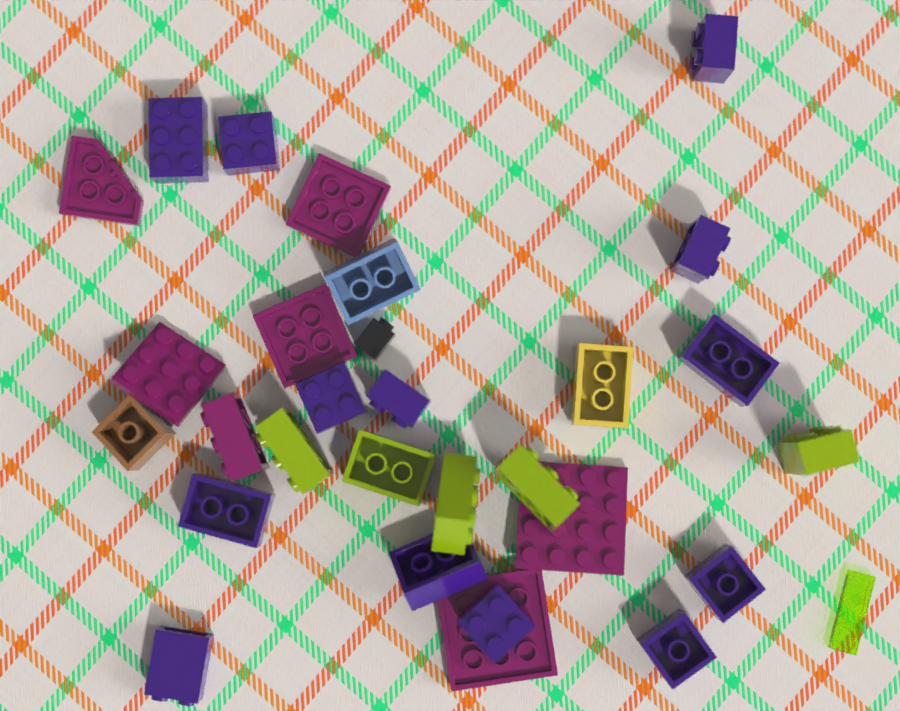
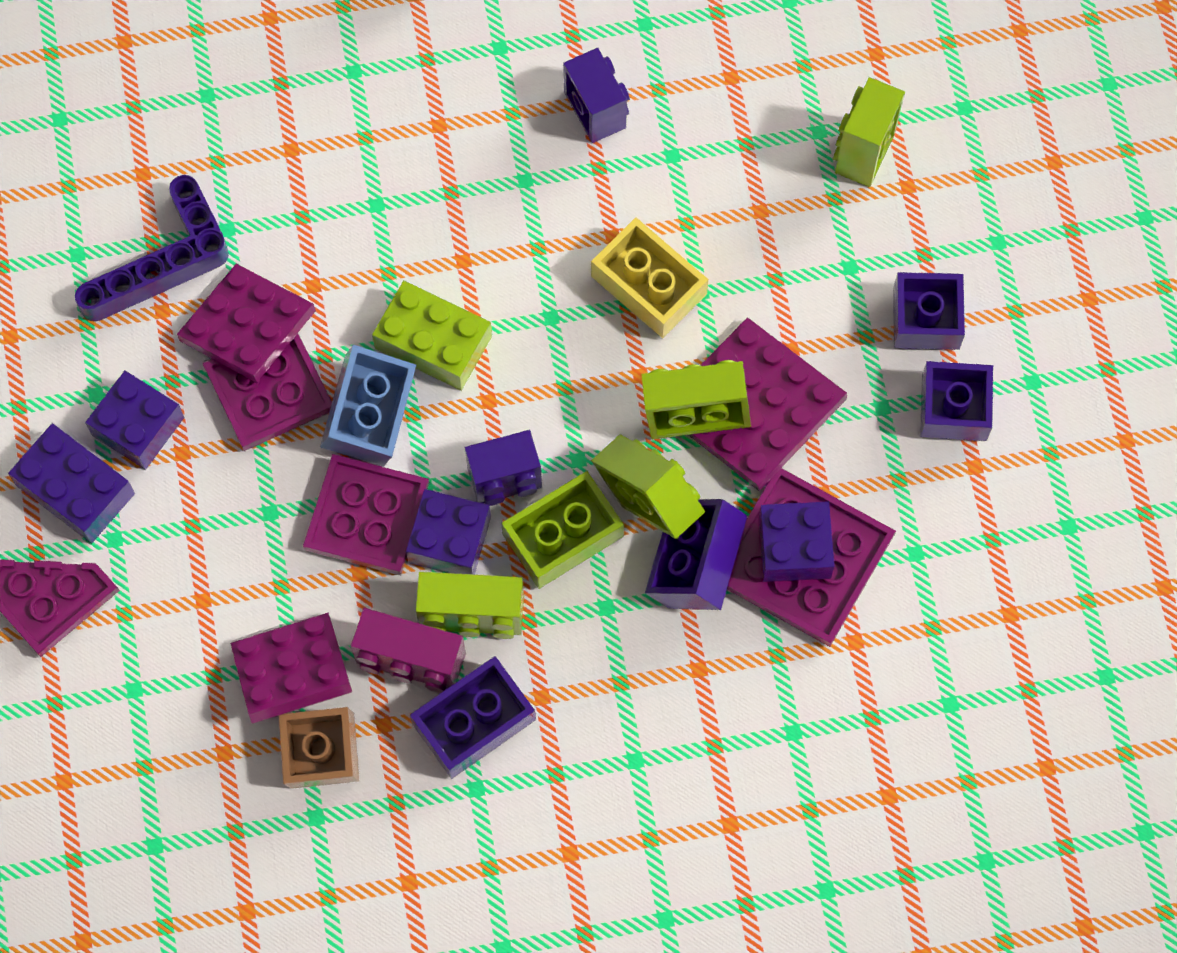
camera: 50 degrees left, 15 degrees down
(178, 665) = (589, 891): dark purple brick -> none
(367, 71) = (162, 260): none -> dark purple beam
(367, 157) = (246, 322): none -> magenta plate
(375, 337) = (426, 449): black brick -> none
(453, 279) = (432, 334): none -> lime brick
(728, 360) = (720, 150): dark purple brick -> none
(851, 612) = (1050, 226): clear neon green tile -> none

